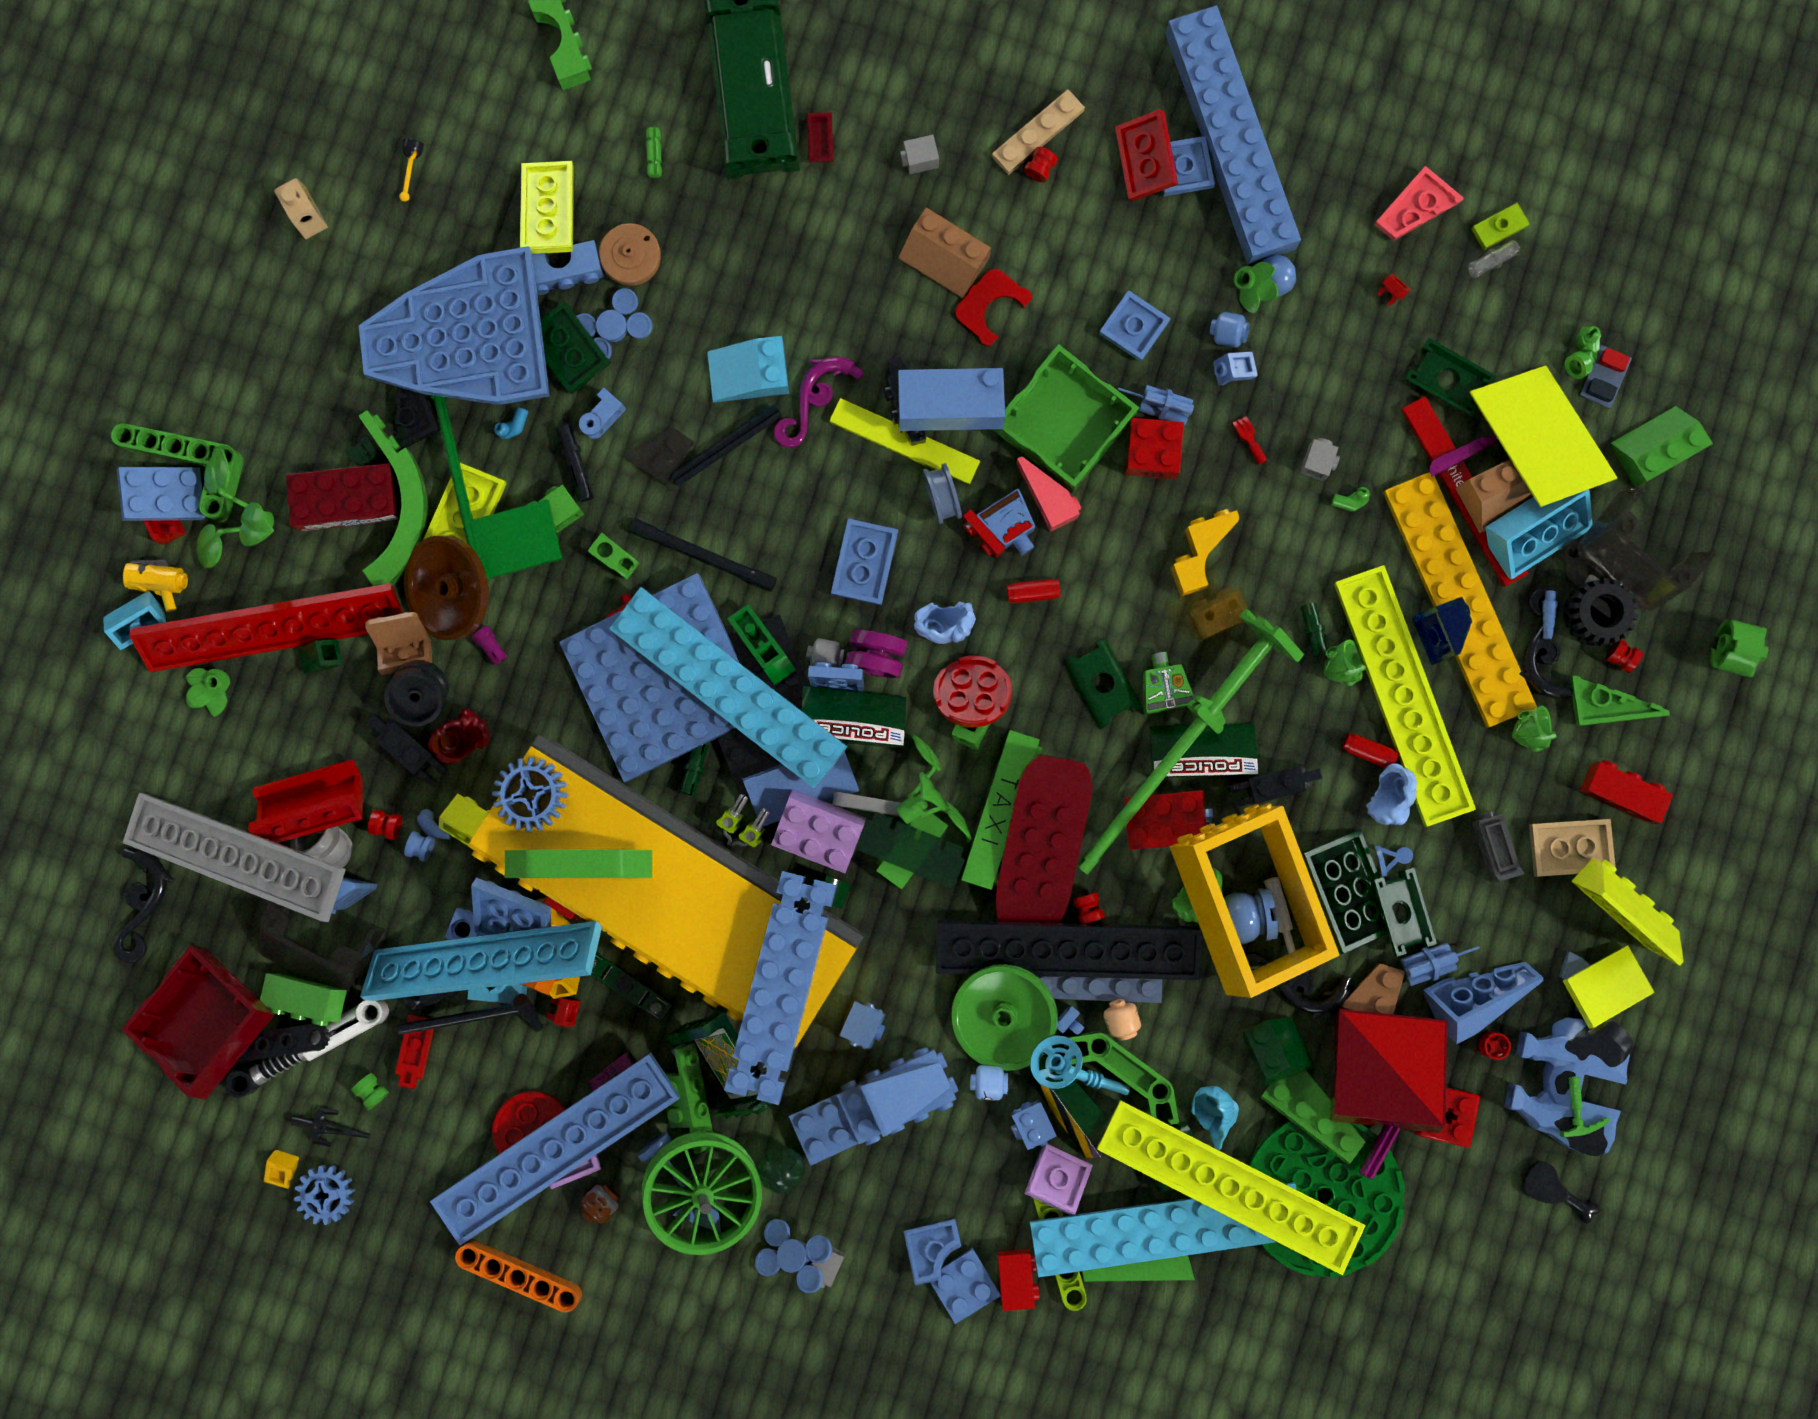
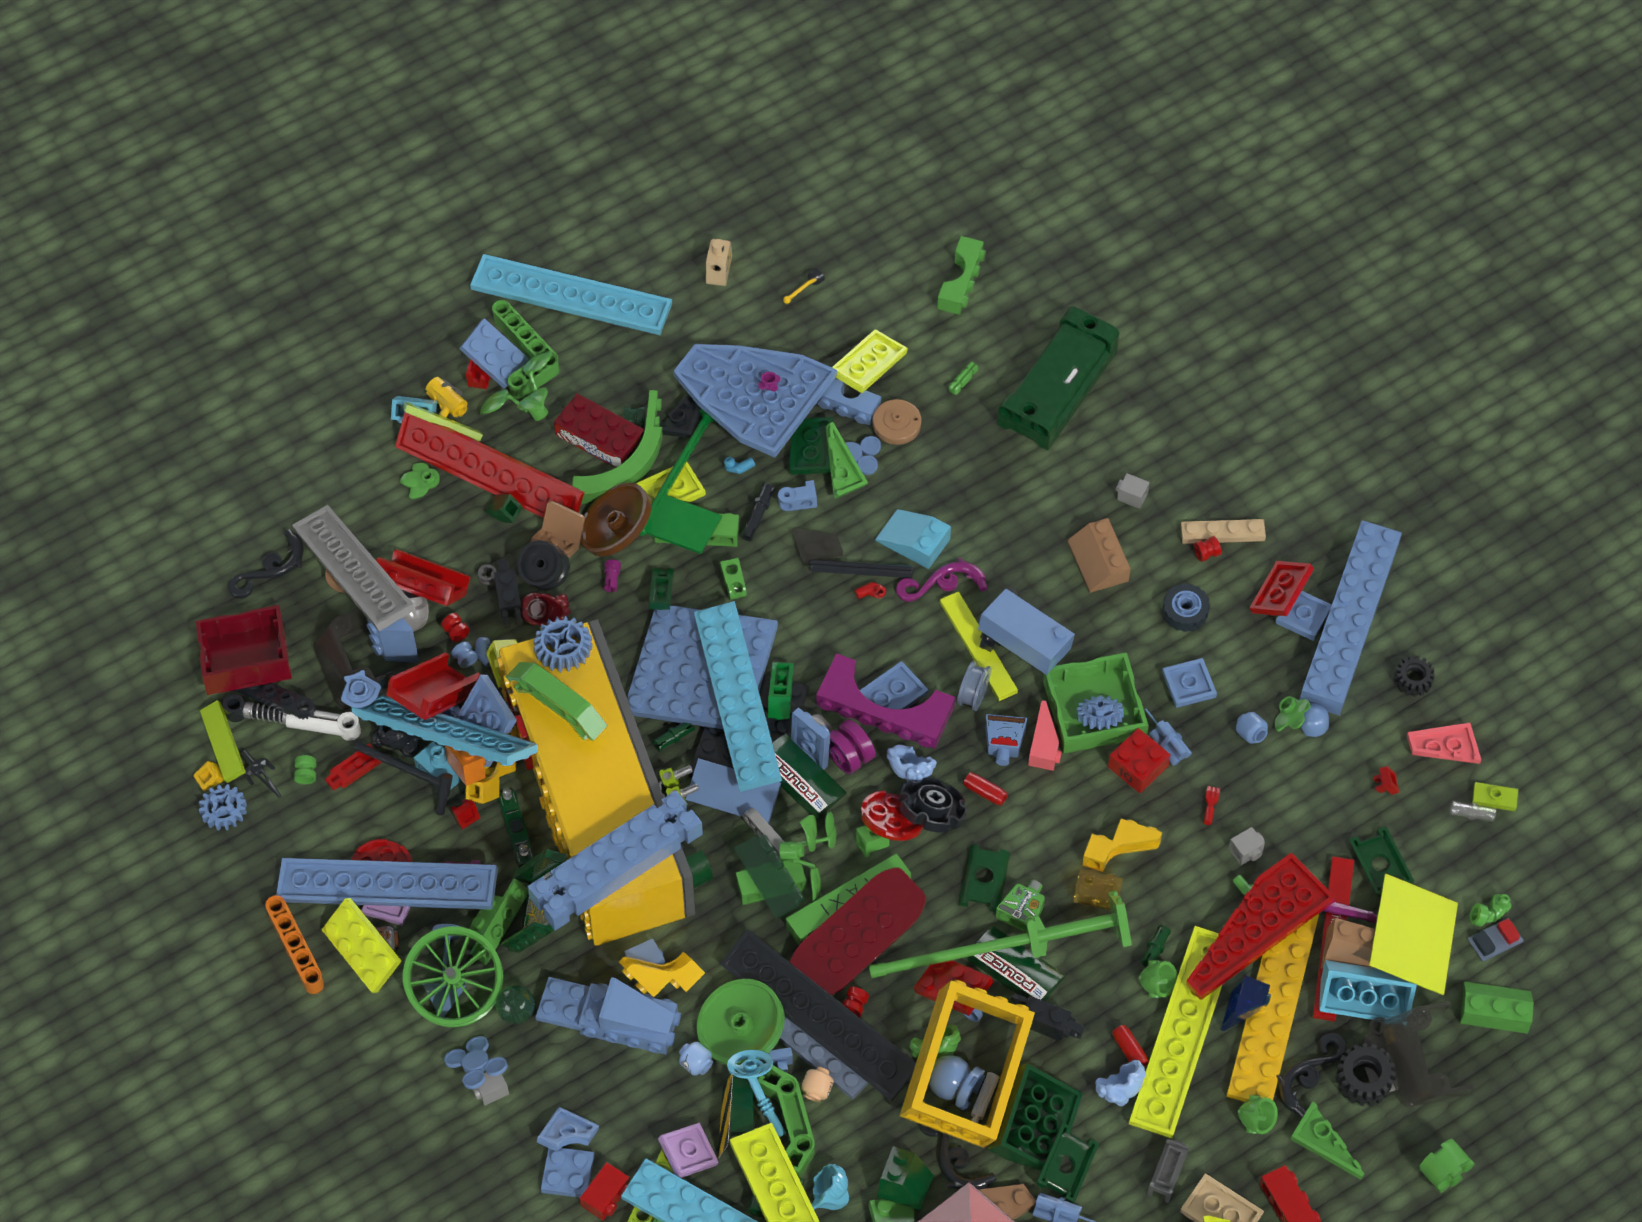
camera: 40 degrees right, 25 degrees down
(175, 614) = (441, 420): none -> lime tile
(179, 360) = (571, 294): none -> medium azure plate
(262, 1126) = (222, 741): none -> lime tile
(302, 998) = (316, 683): bright green brick -> none
(356, 979) = (360, 690): none -> medium blue animal
(359, 745) = (484, 580): none -> flat silver bush
(424, 915) = (431, 687): none -> red panel
(470, 308) = (769, 381): none -> magenta plate
(553, 624) = (661, 589): none -> dark green plate
(584, 1229) = (361, 945): none -> neon yellow plate
(625, 351) = (844, 469): none -> bright green wing
(652, 533) = (811, 653): black piece -> none
(755, 460) = (871, 589): none -> red arm
(818, 831) = (721, 822): lavender brick -> none
(820, 137) = (1076, 439): dark red tile -> none
(890, 1040) = (654, 977): none -> yellow arch
(925, 575) = (919, 724): none -> magenta arch
(975, 526) = (981, 738): red piece -> none
(992, 286) = (1115, 598): red piece -> none
(1002, 651) = (932, 805): none -> black piece
(1032, 1125) = (700, 1105): medium blue head -> none
(1075, 231) = (1188, 596): none -> black wheel
(1081, 427) = (1100, 712): none -> medium blue gear
(1235, 367) = (1237, 752): medium blue bracket -> none
(1343, 141) = (1414, 686): none -> black tyre
(1397, 513) = (1270, 912): none -> red wing
(1403, 855) = (1099, 1131): medium blue piece -> none
(1549, 614) = (1331, 1048): medium blue animal -> none
(1624, 656) = (1361, 1117): red wheel -> none

